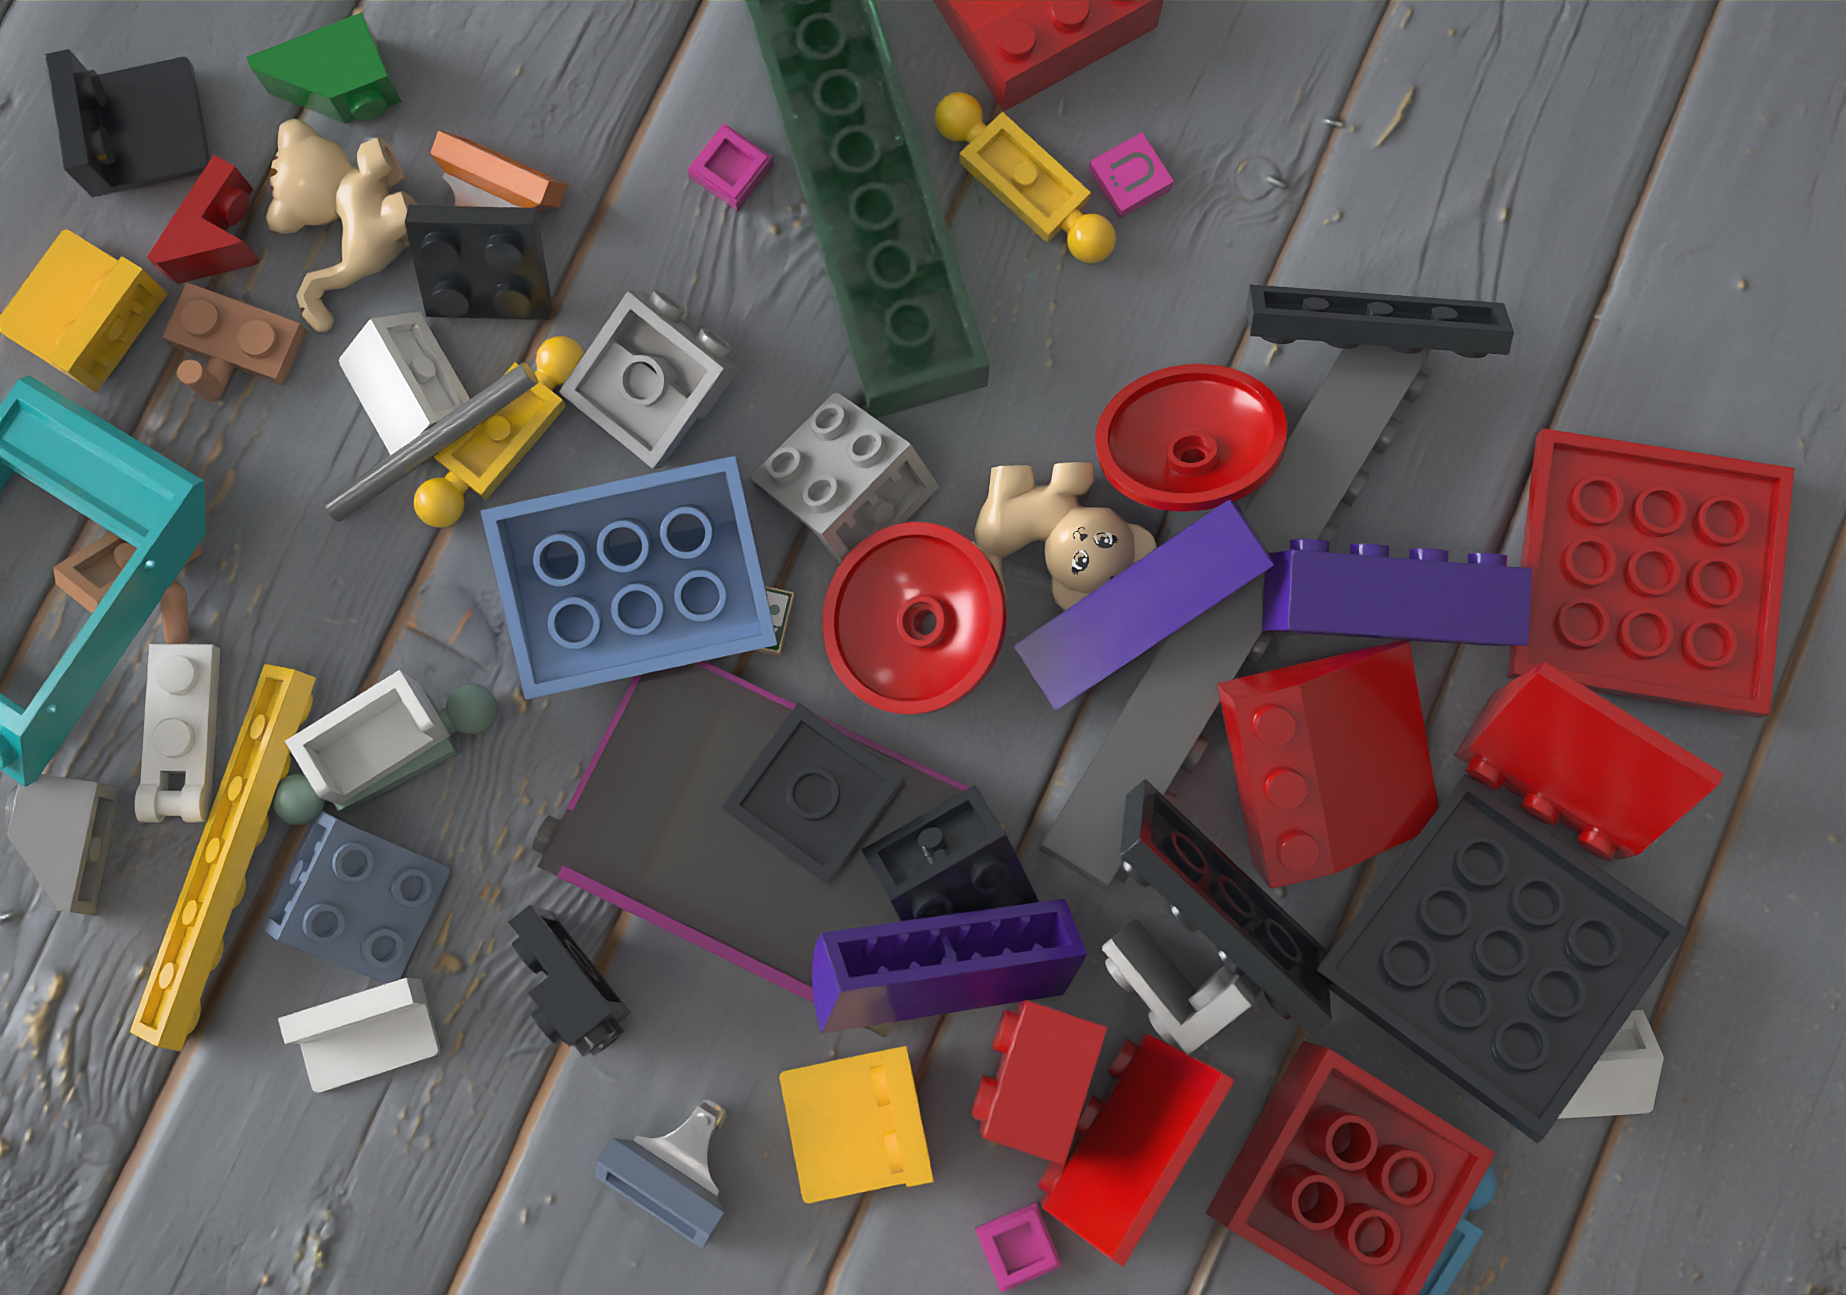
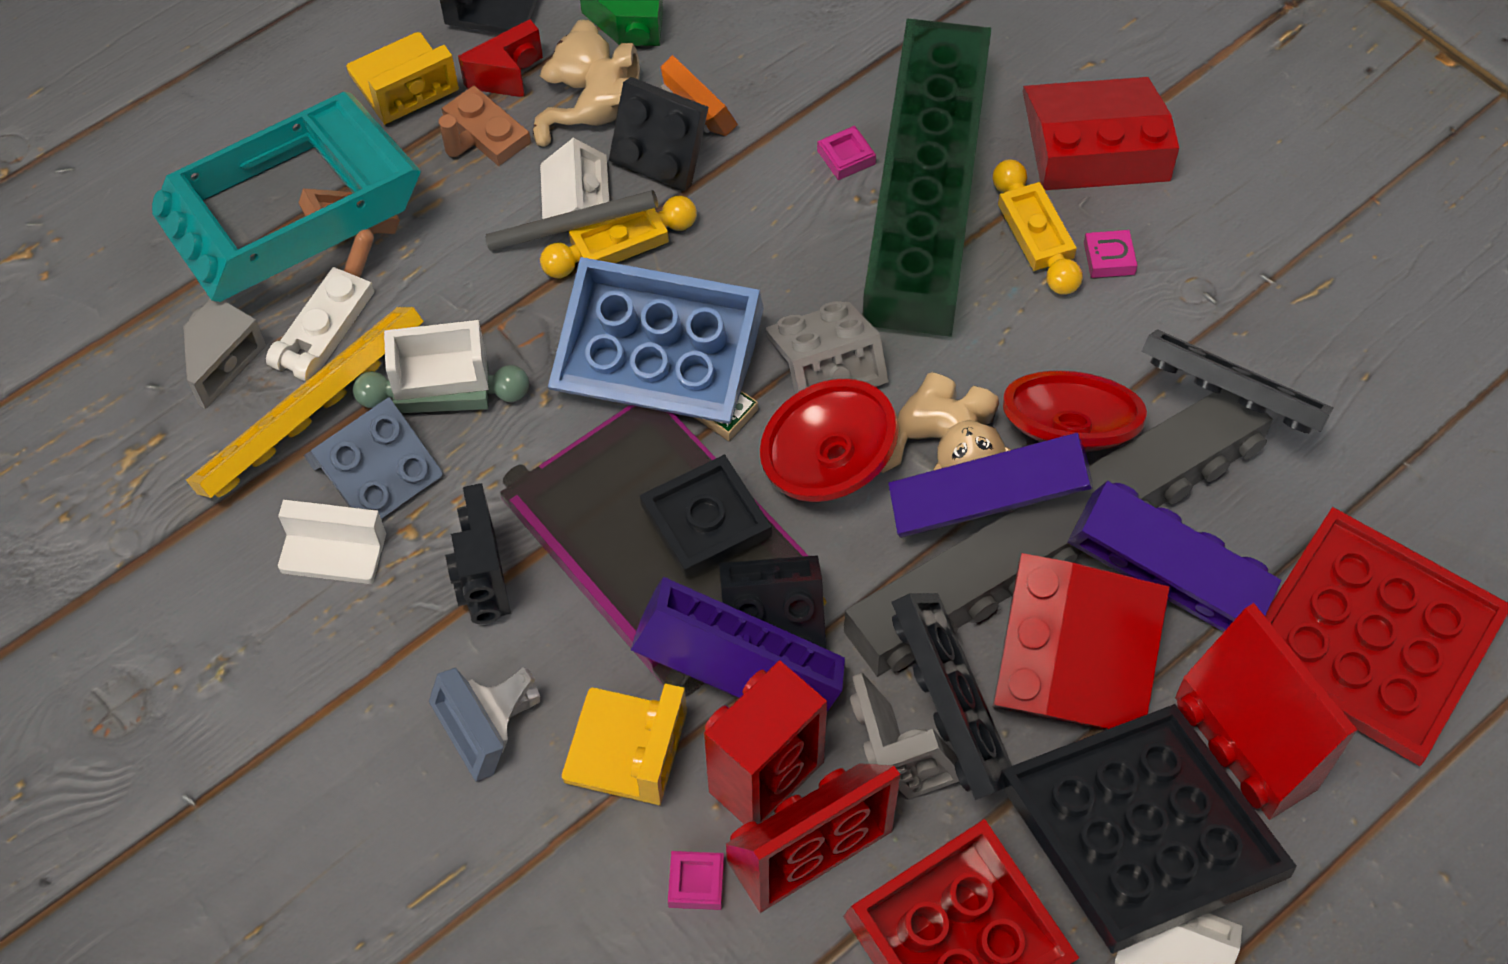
camera: 25 degrees right, 20 degrees down
(650, 376) = (732, 238): light grey plate -> none

